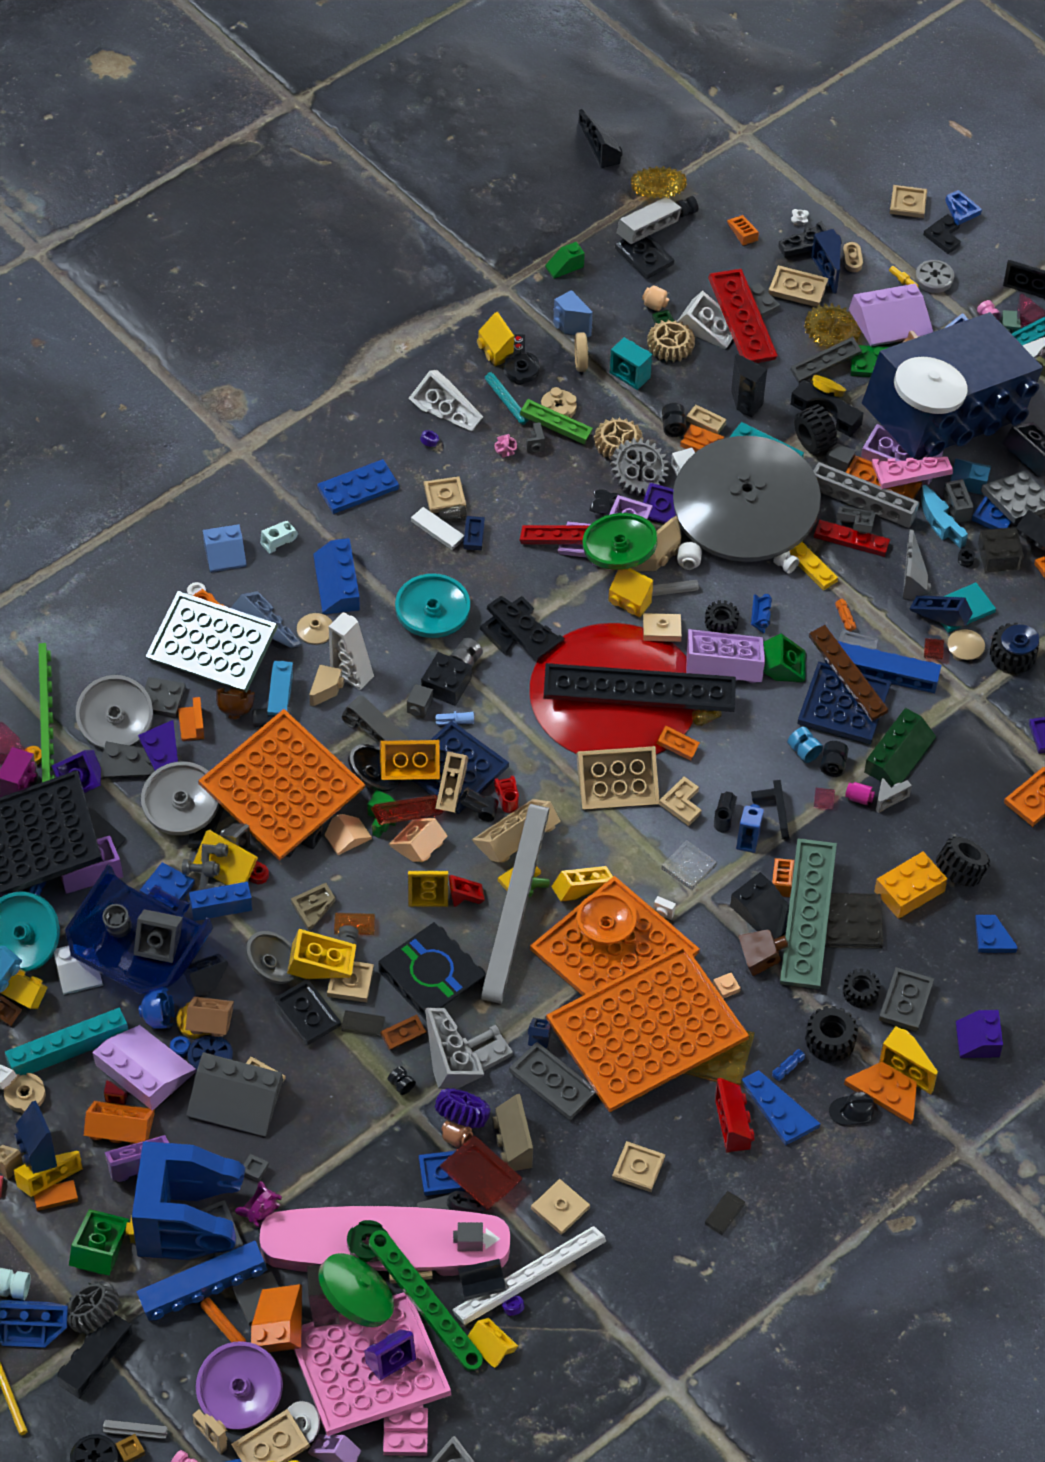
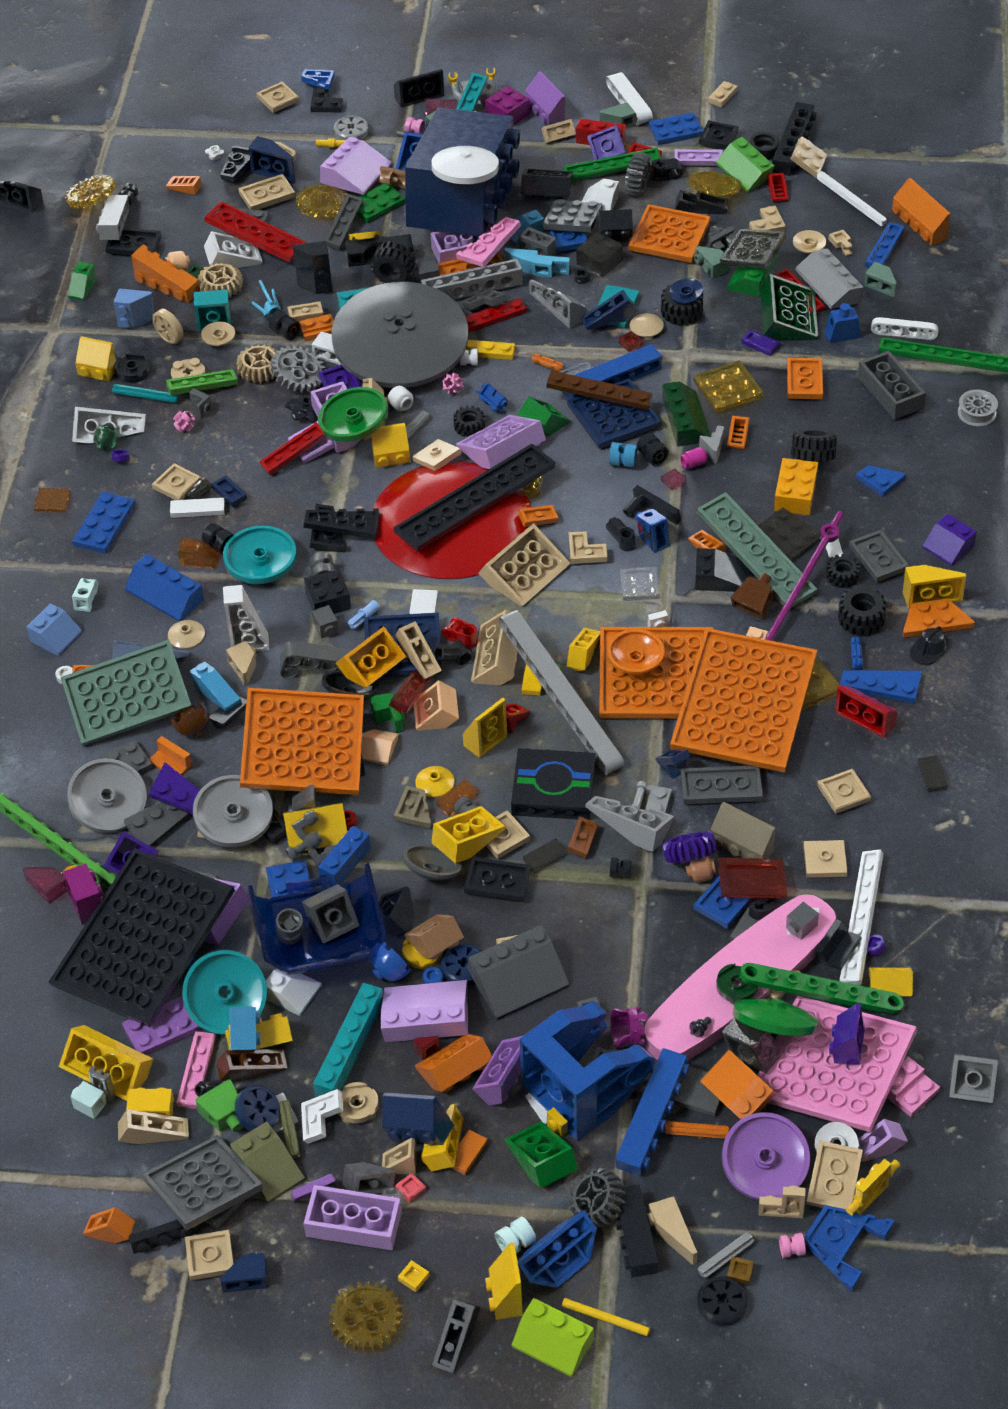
camera: 40 degrees left, 5 degrees down
(123, 1370) = (670, 1226): none -> tan slope
(299, 1248) = (698, 1027): none -> black hair
(343, 437) = (52, 499): none -> clear orange piece
(355, 903) = (435, 781): none -> yellow dish
(391, 567) = (197, 554): none -> clear orange slope
(418, 563) = (216, 537): none -> black wheel
(432, 413) = (105, 437): none -> clear green head
(514, 744) = (423, 601): none -> white sticker
(616, 387) = (218, 333): none -> tan dish
(629, 303) = (163, 275): none -> orange wedge
(683, 396) = (270, 305): none -> medium azure plant
(745, 574) = (453, 383): none -> bright pink gear
(878, 942) = (828, 534): none -> magenta bar
(885, 958) = (834, 548): none -> white sticker
(930, 788) = (741, 422): none -> orange slope
(965, 752) = (728, 386): none -> clear yellow plate

